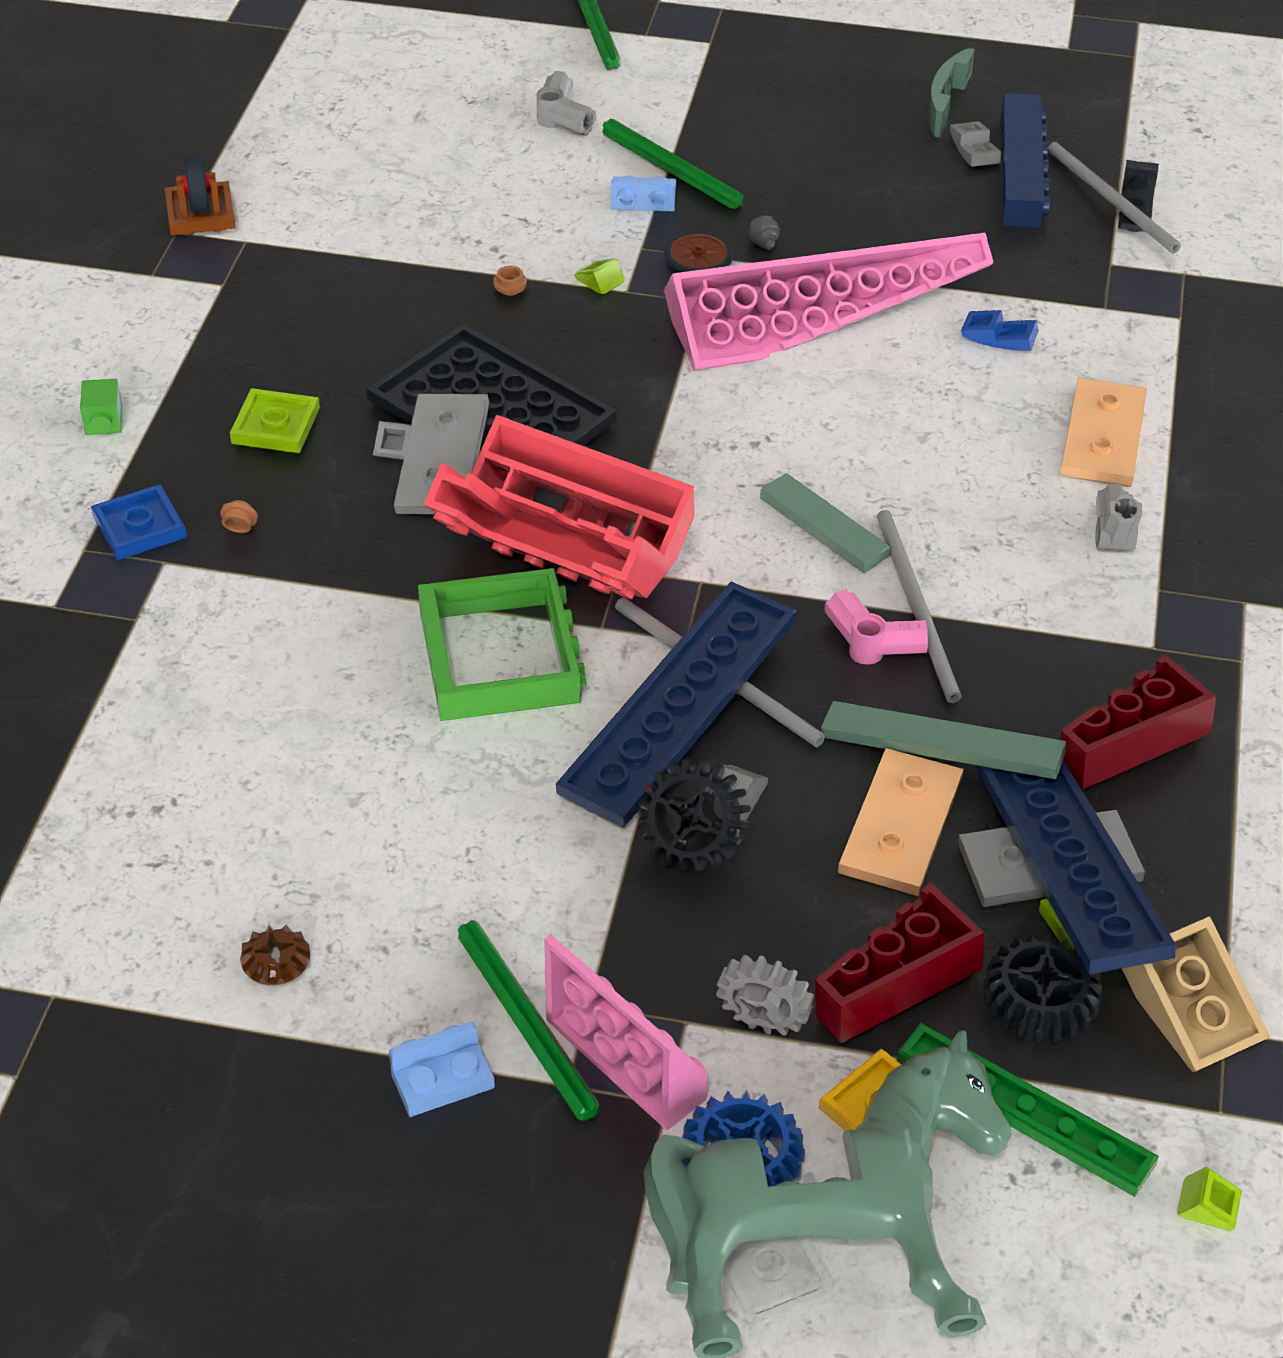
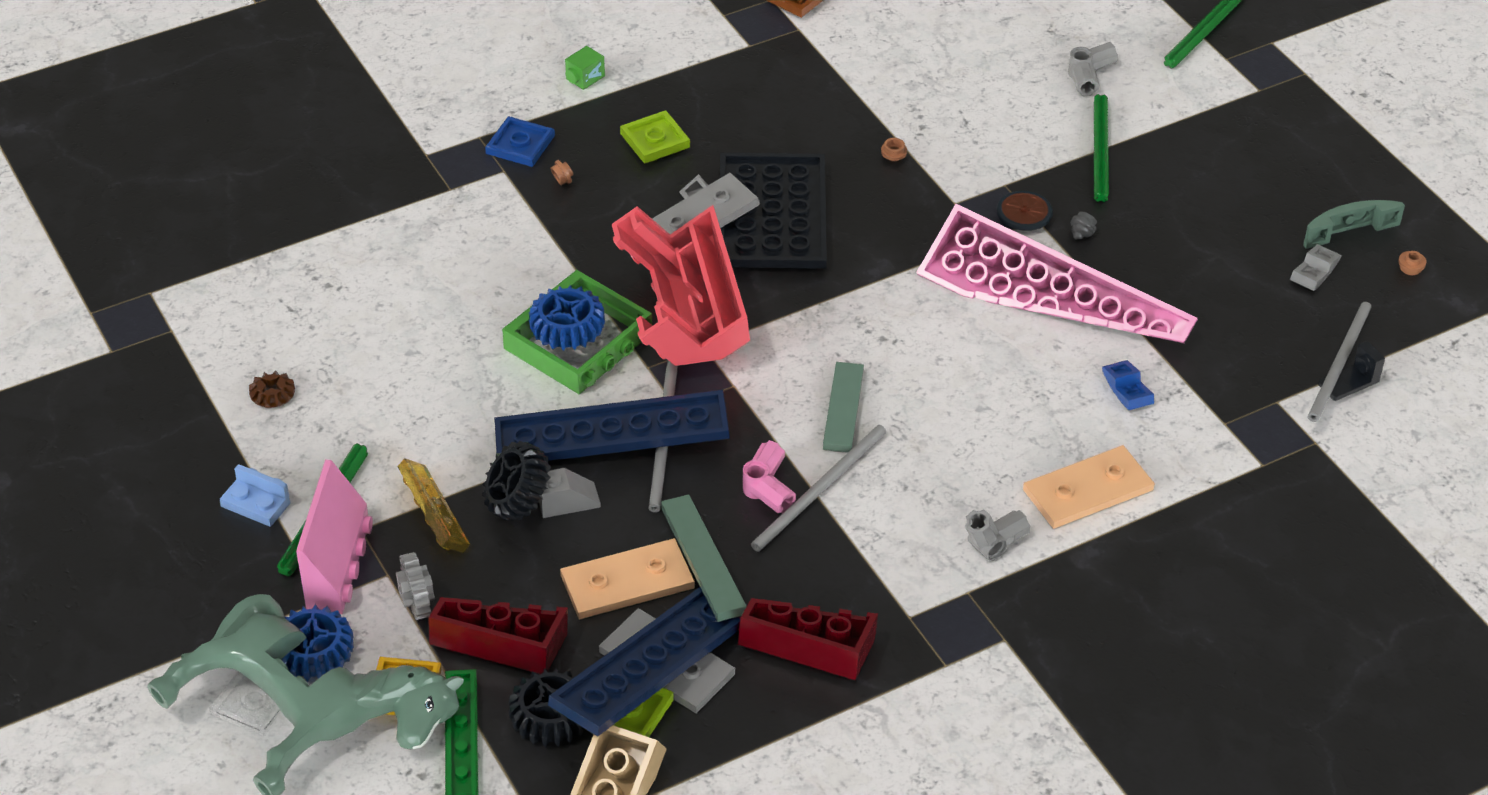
camera: 50 degrees right, 0 degrees up
(495, 630) = (566, 318): none -> blue gear
(601, 275) = (952, 184): lime slope -> none
(614, 912) = (433, 505): none -> clear yellow plate
(643, 193) = (1053, 152): light blue bracket -> none
(1024, 160) = (1322, 296): dark blue brick -> none
(1031, 87) = (1412, 262): none -> nougat plate

